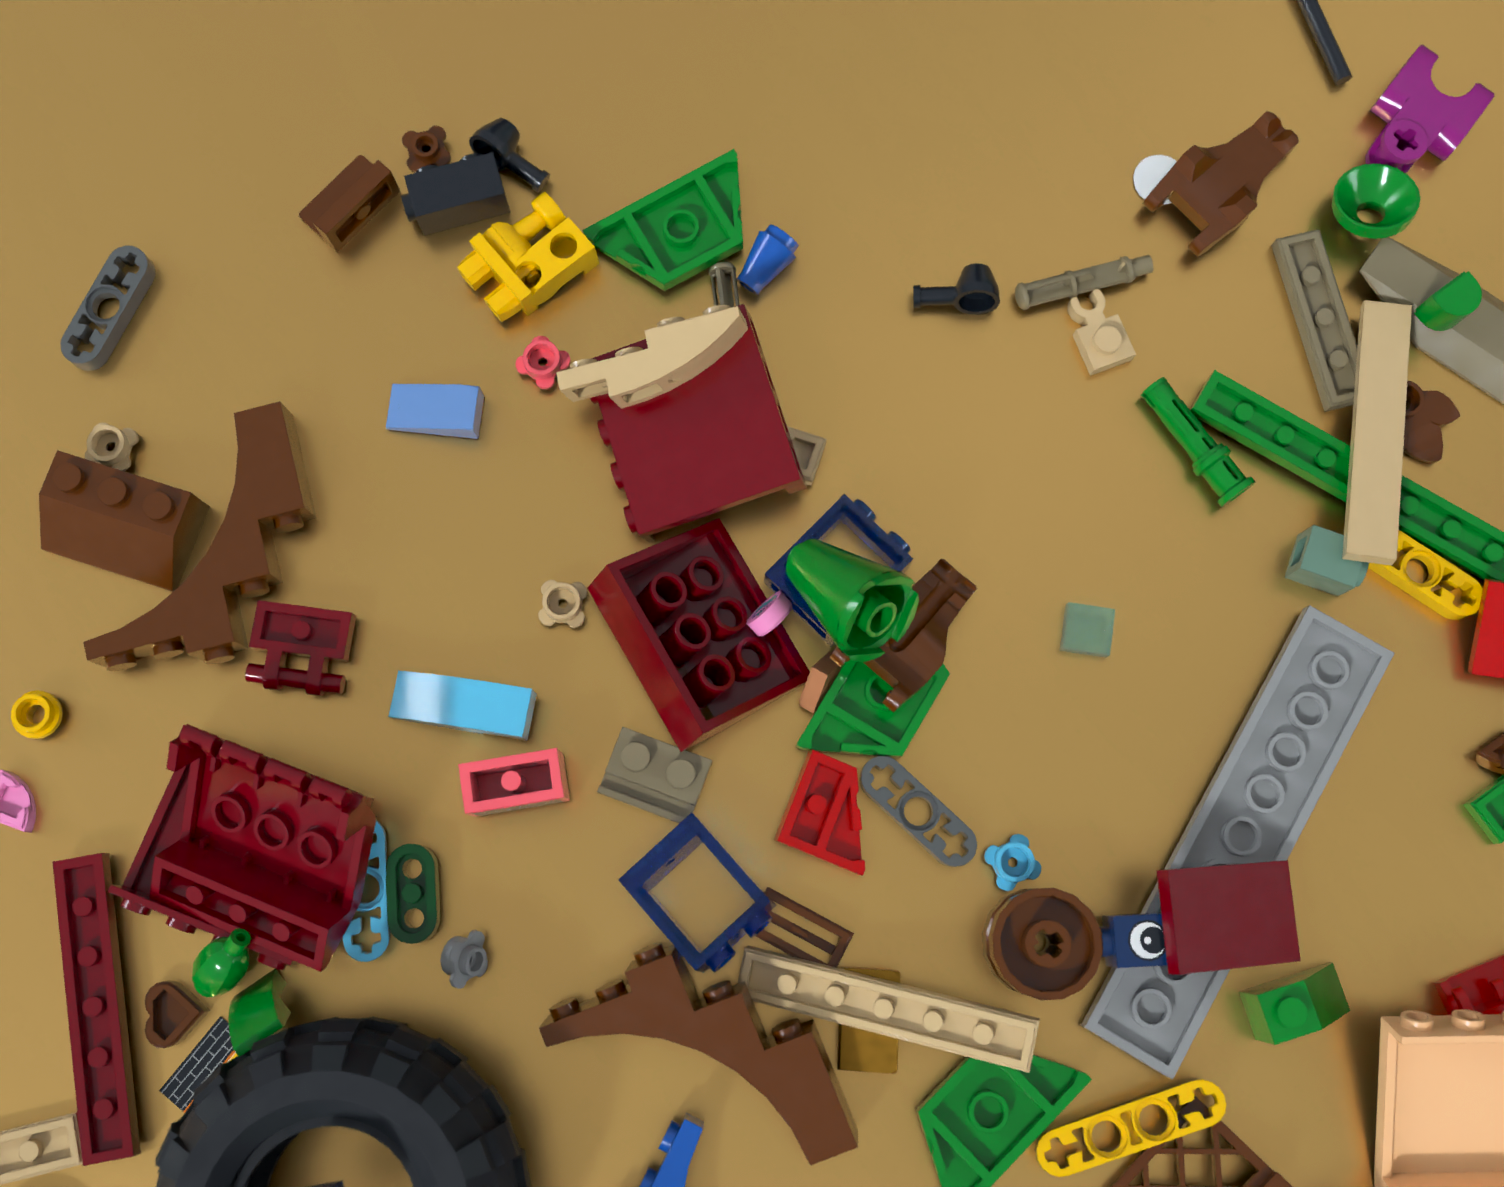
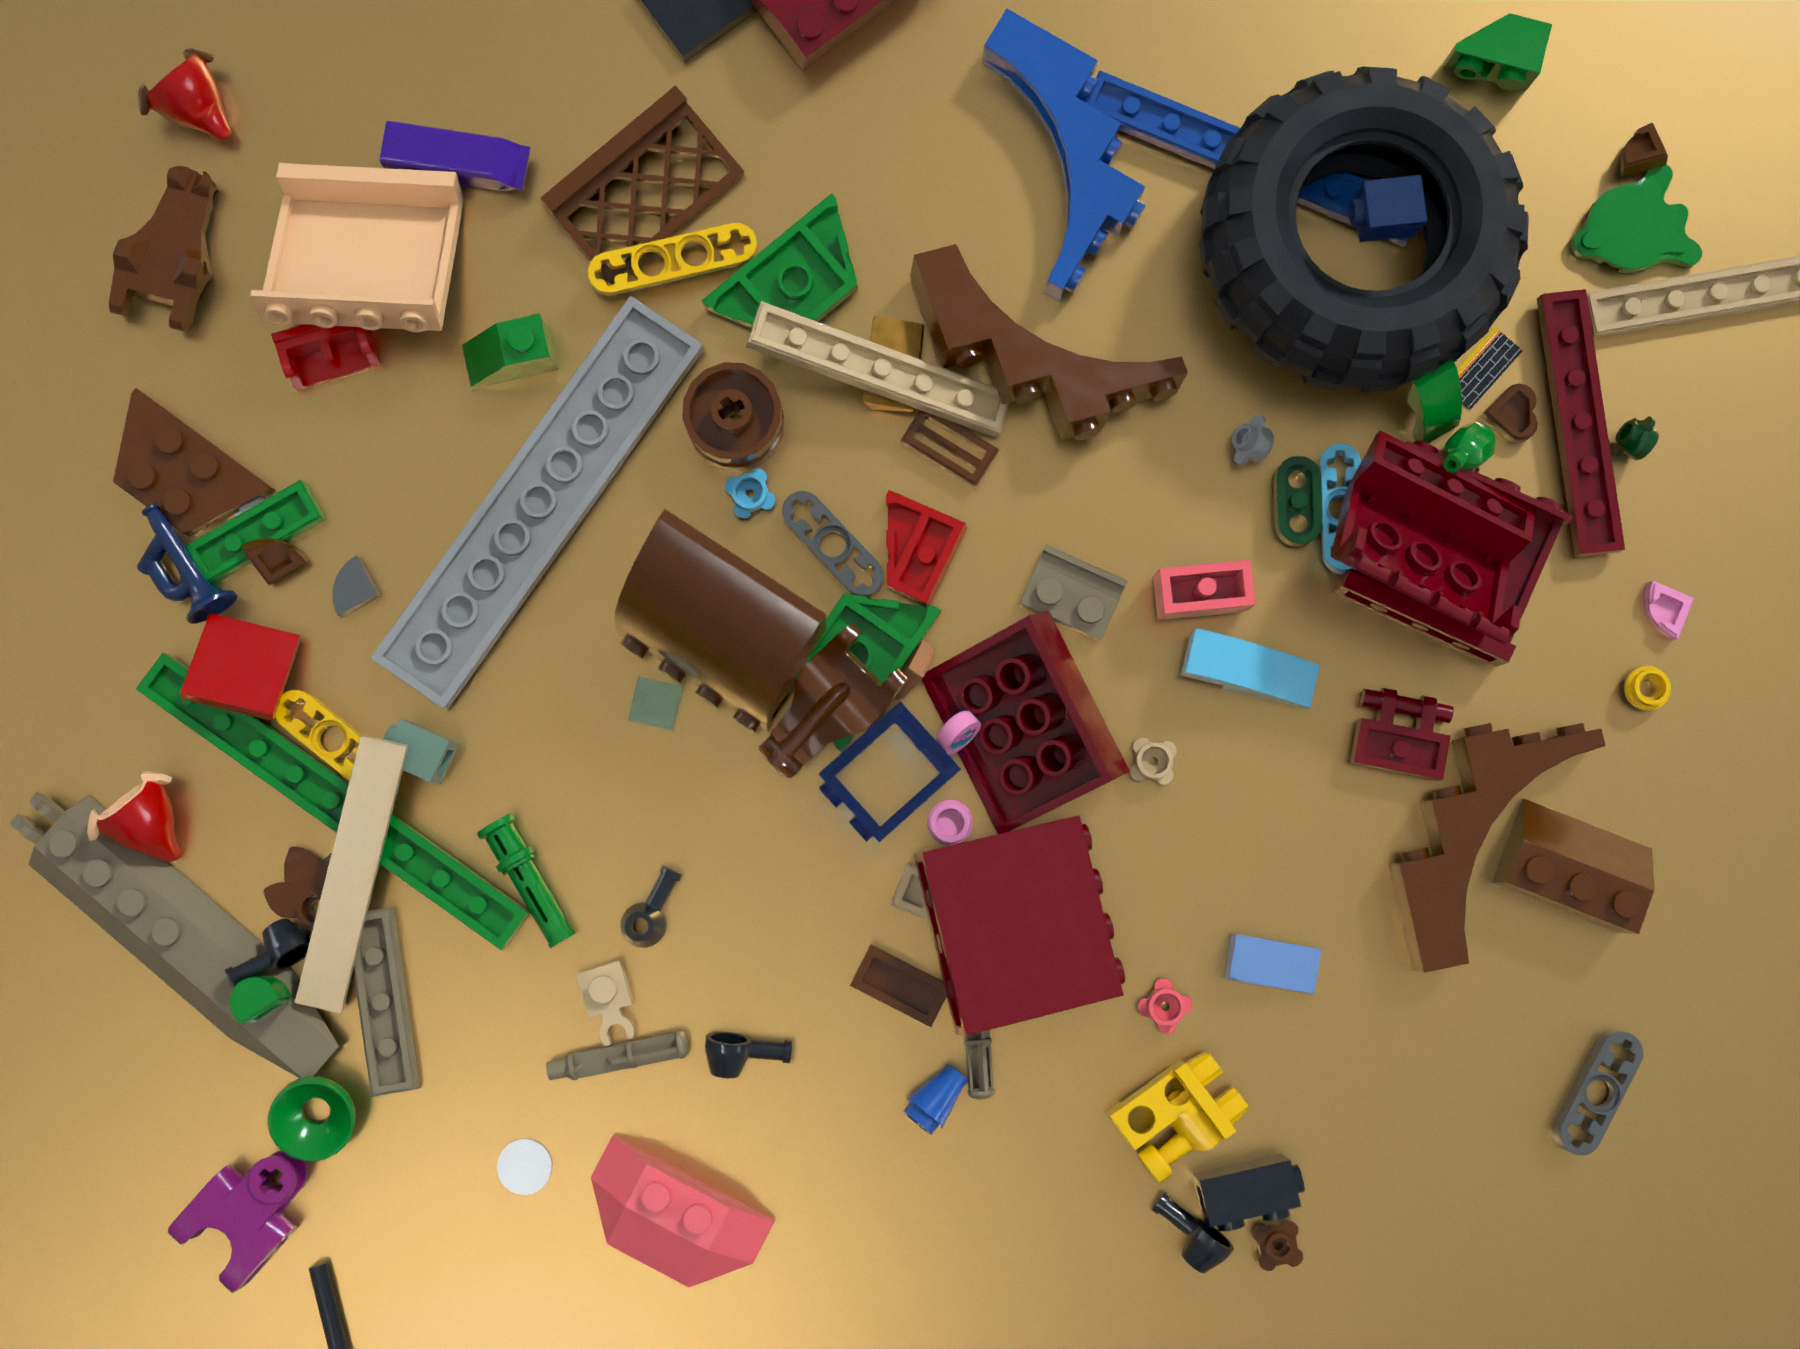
camera: 175 degrees left, 5 degrees up
(33, 991) = (1636, 438): none -> dark green plate
(104, 435) = (1601, 945): tan plate -> none
(350, 201) = (1358, 1193): reddish brown panel -> none
(663, 860) = (1092, 488): clear blue window -> none
(674, 355) = (1041, 982): tan slope -> none
(677, 226) = (1022, 1142): green wing -> none
(770, 528) = (950, 822): none -> bright pink tile
(810, 366) = (900, 985): none -> reddish brown tile
(853, 597) = (885, 729): green cone -> none
(1012, 140) = (673, 1217): none -> coral wedge
(1042, 701) = (716, 622): none -> reddish brown slope
(1067, 420) = (651, 911): none -> black bar
(1133, 940) = (648, 410): dark blue brick -> none
(1222, 182) = (465, 1153): reddish brown animal -> none
(1228, 917) = (566, 423): dark red tile -> none
(1422, 730) = (353, 587): none -> dark grey tile
(1432, 363) = (283, 945): none -> black bar

